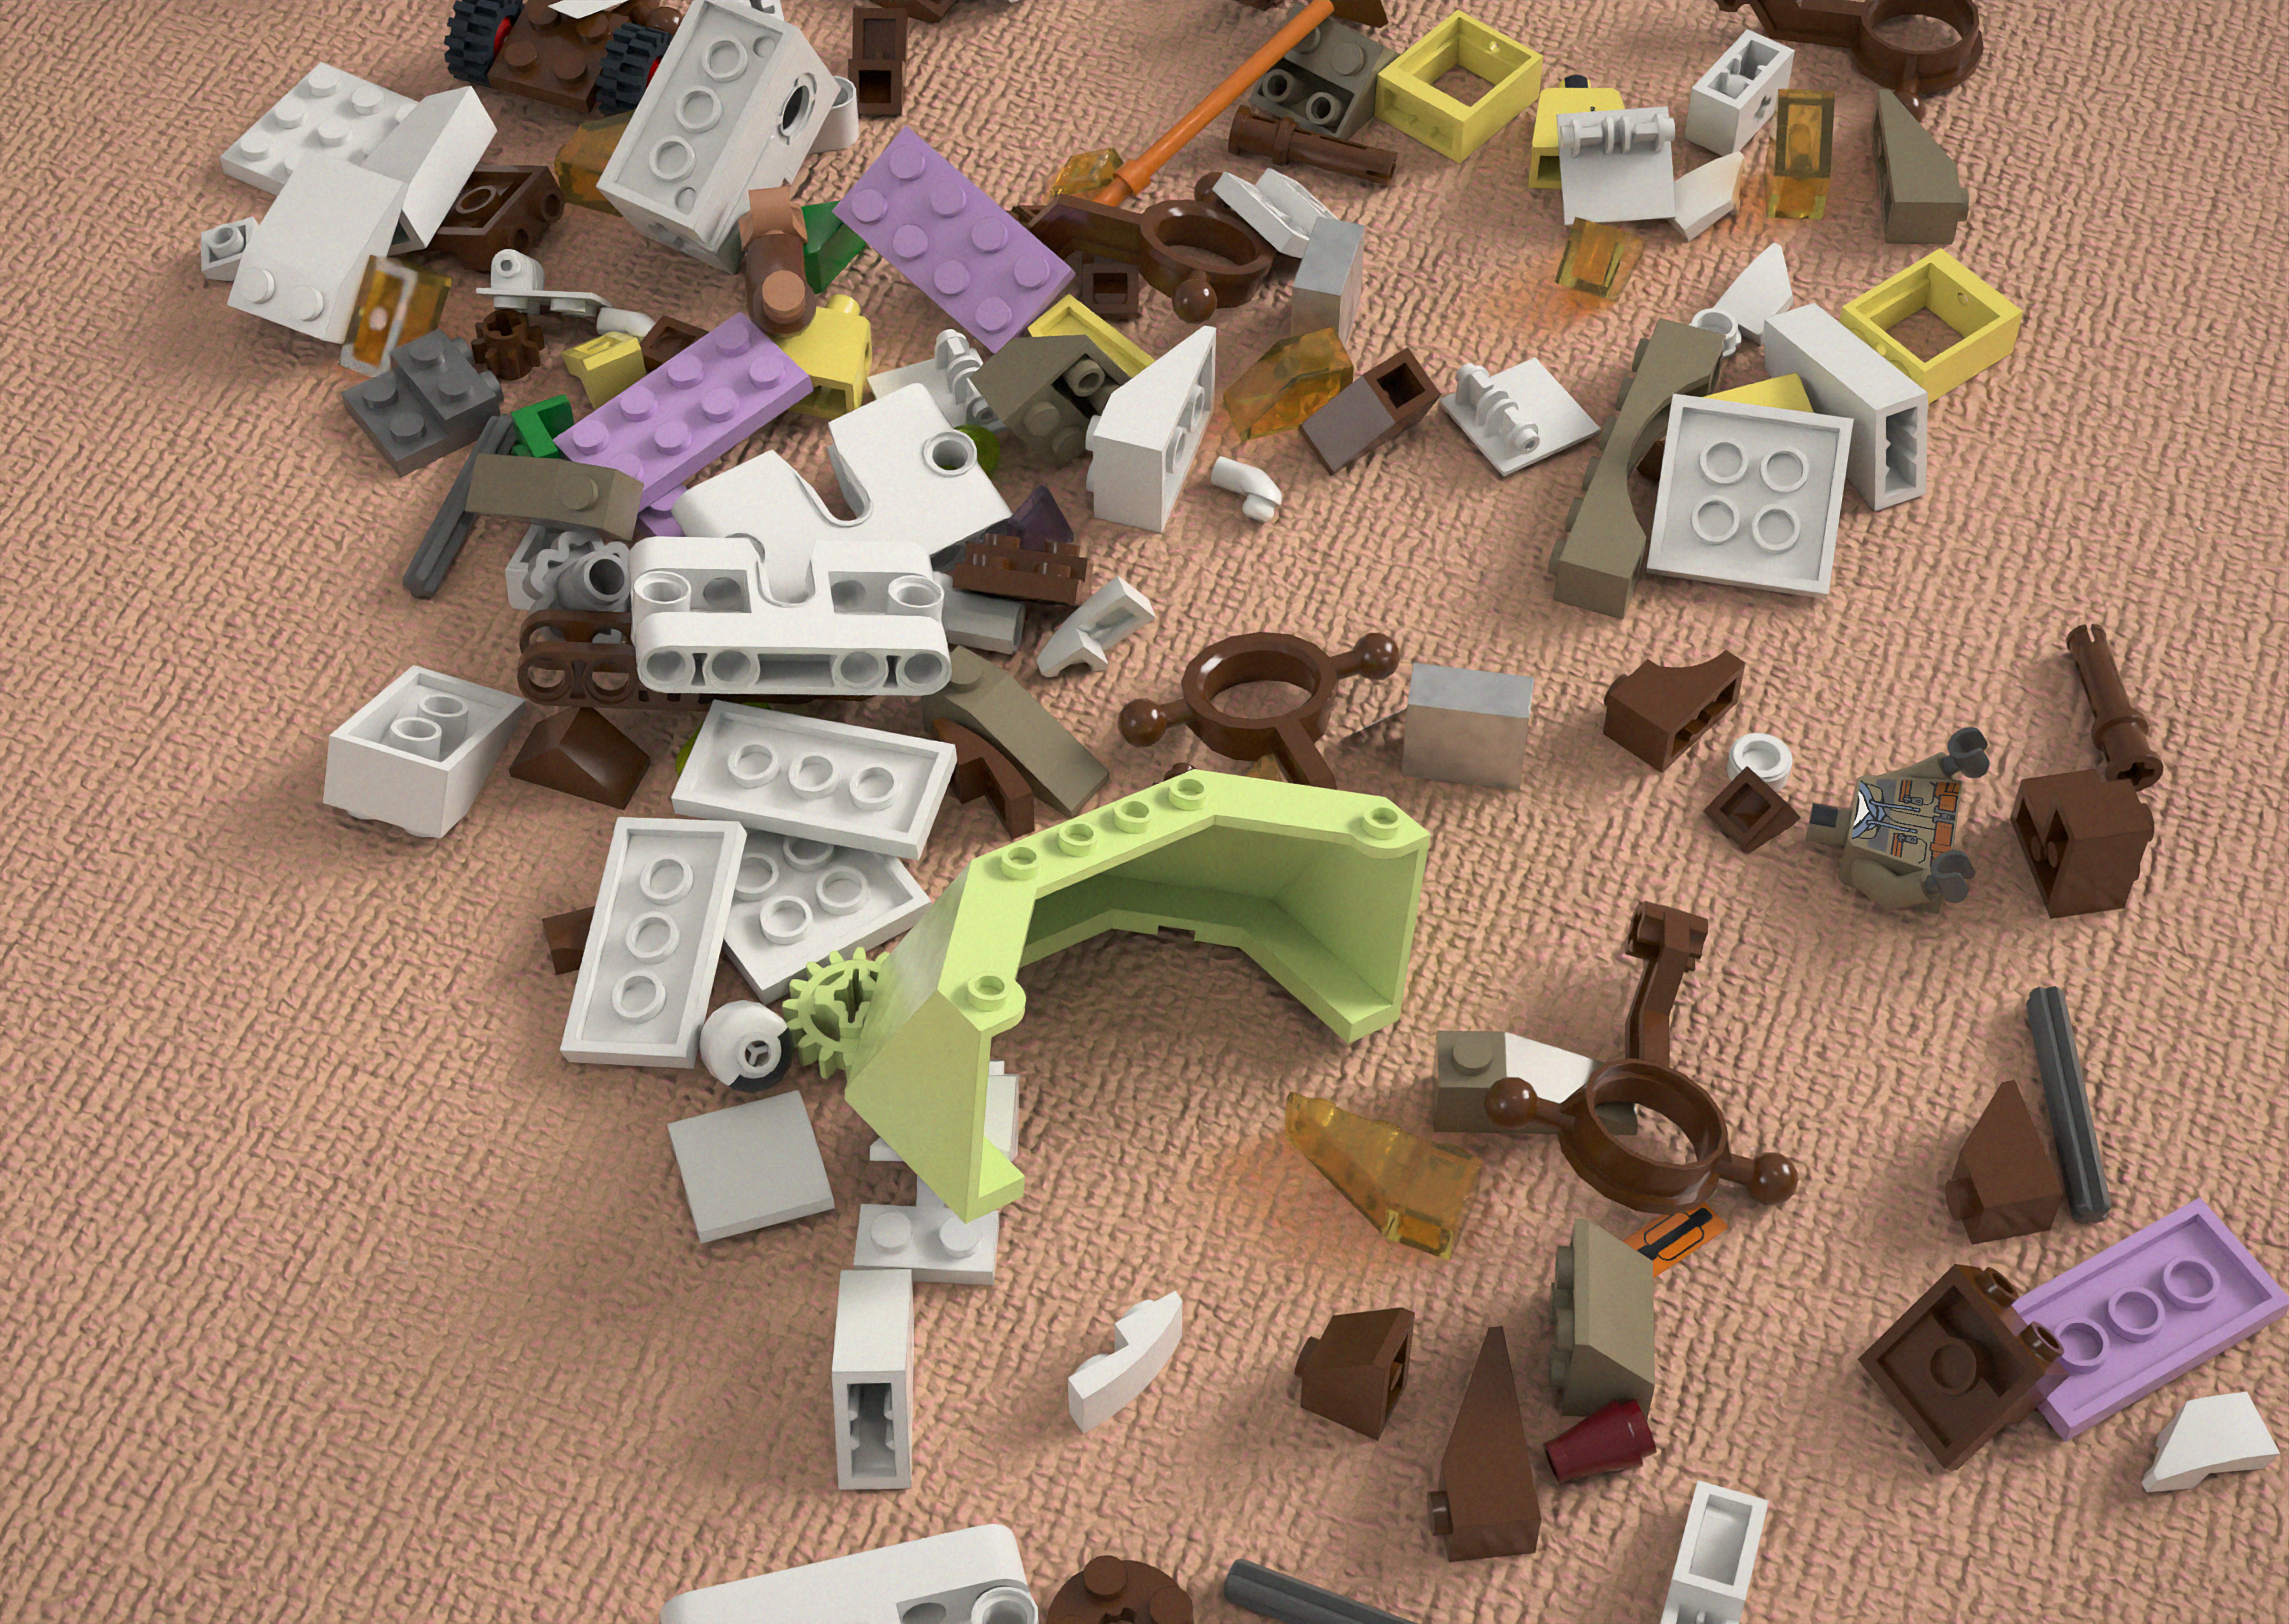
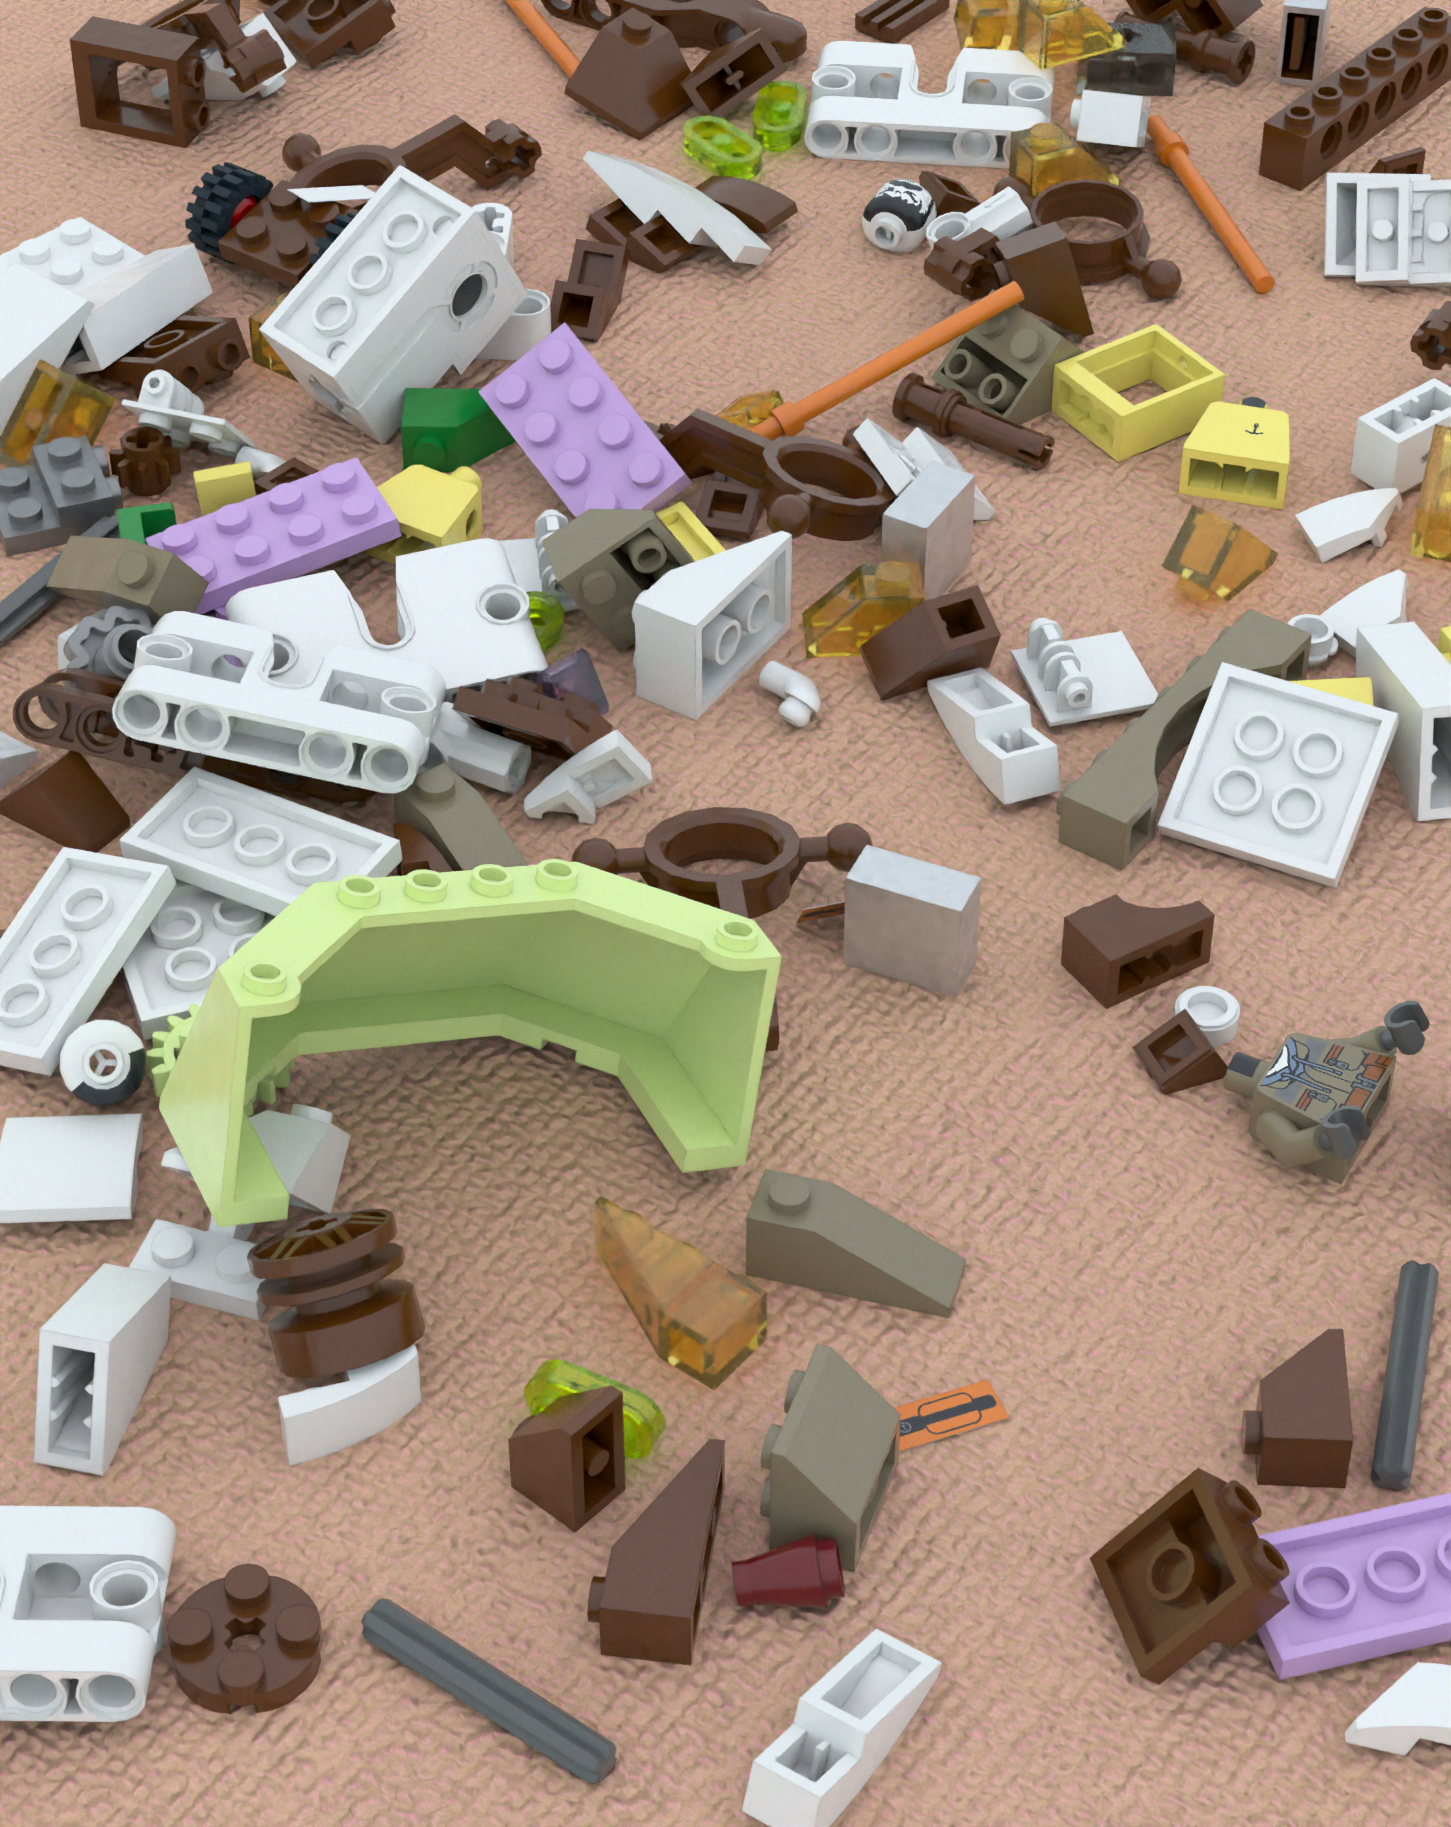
camera: 15 degrees right, 10 degrees down
(775, 273) = (402, 435): piece -> none
(1086, 1257) = (337, 1293): none -> reddish brown wheel
(1318, 1298) = (642, 1416): none -> clear neon green plate
(1460, 497) = (996, 735): none -> white slope
(1617, 165) = (1262, 474): white hinge -> none
(1668, 945) = (1031, 1140): reddish brown piece -> none

